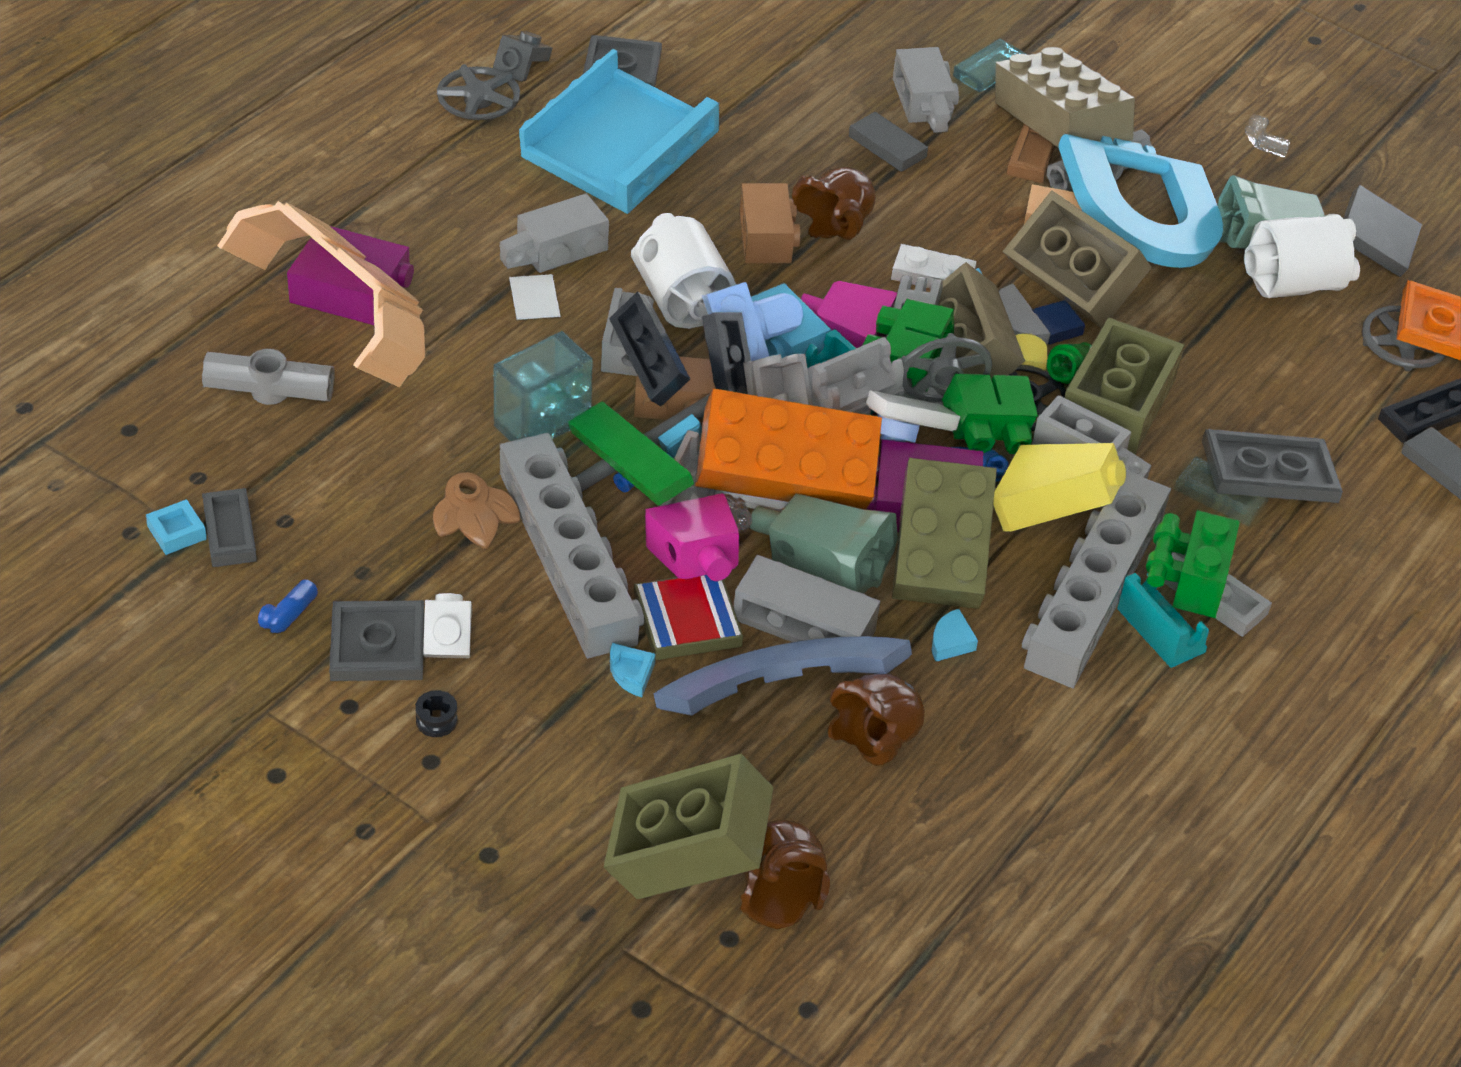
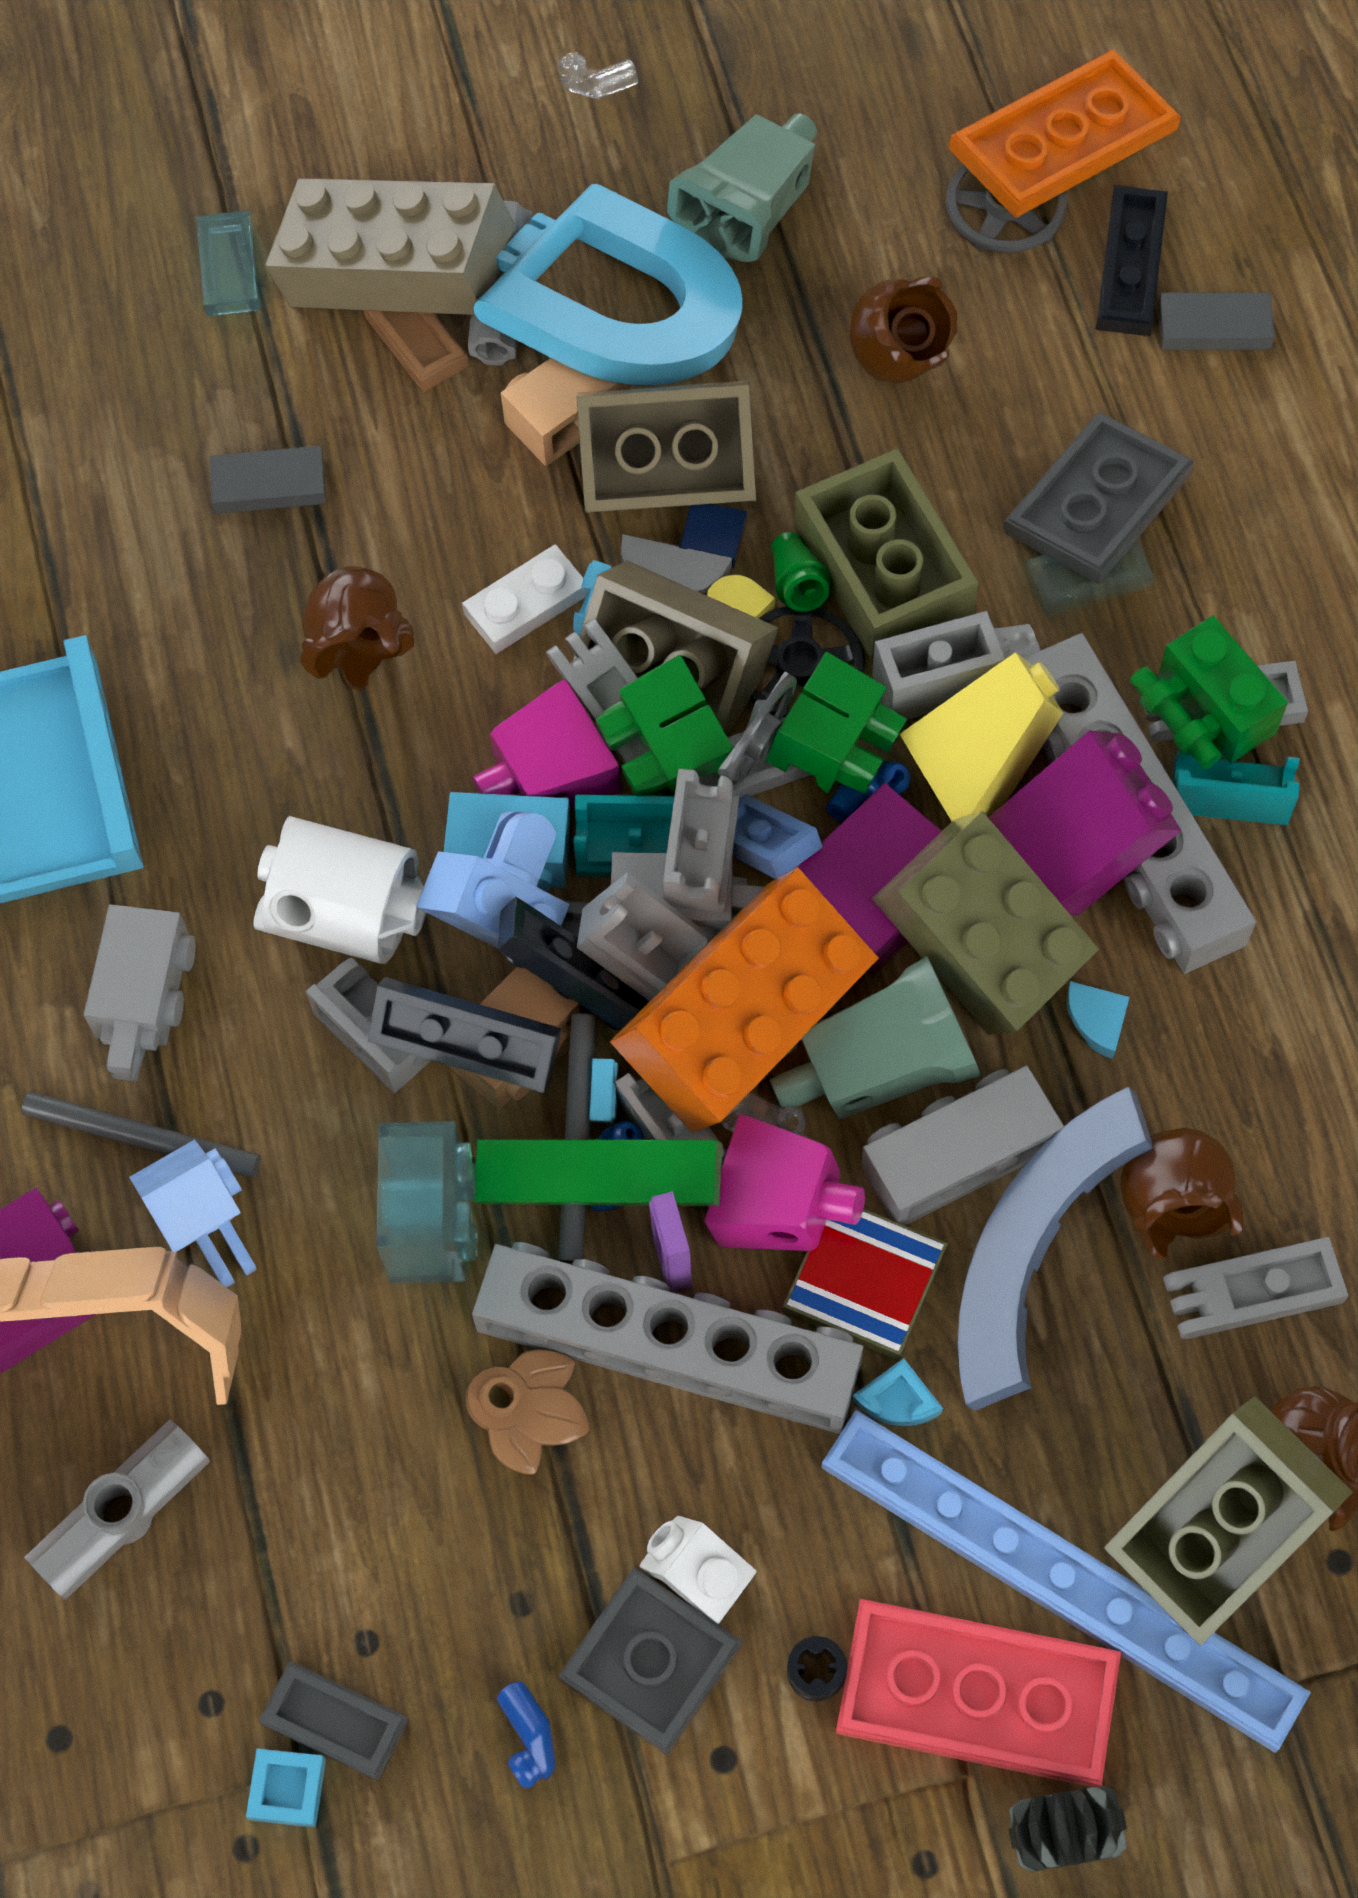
camera: 45 degrees left, 20 degrees up
(436, 864) = (1067, 1828): none -> pearl dark grey gear
(457, 306) = (191, 1198): none -> light blue brick
(481, 286) = (132, 1131): none -> dark grey bar
(489, 799) = (979, 1693): none -> coral tile
(534, 297) = (206, 1081): white sticker -> none
(592, 808) = (1064, 1580): none -> light blue tile
(619, 501) = (670, 1242): none -> medium lavender tile
(767, 223) = (311, 726): medium nougat brick -> none
(858, 795) = (1257, 1287): none -> light grey hinge
(912, 411) = (778, 813): white tile -> none
(925, 86) = (219, 368): light grey hinge -> none
(1053, 545) = (1088, 819): none -> magenta brick
(1264, 316) = (902, 328): none -> reddish brown hair
(1302, 255) = (838, 208): white cylinder -> none
(1382, 230) = (843, 93): tile -> none

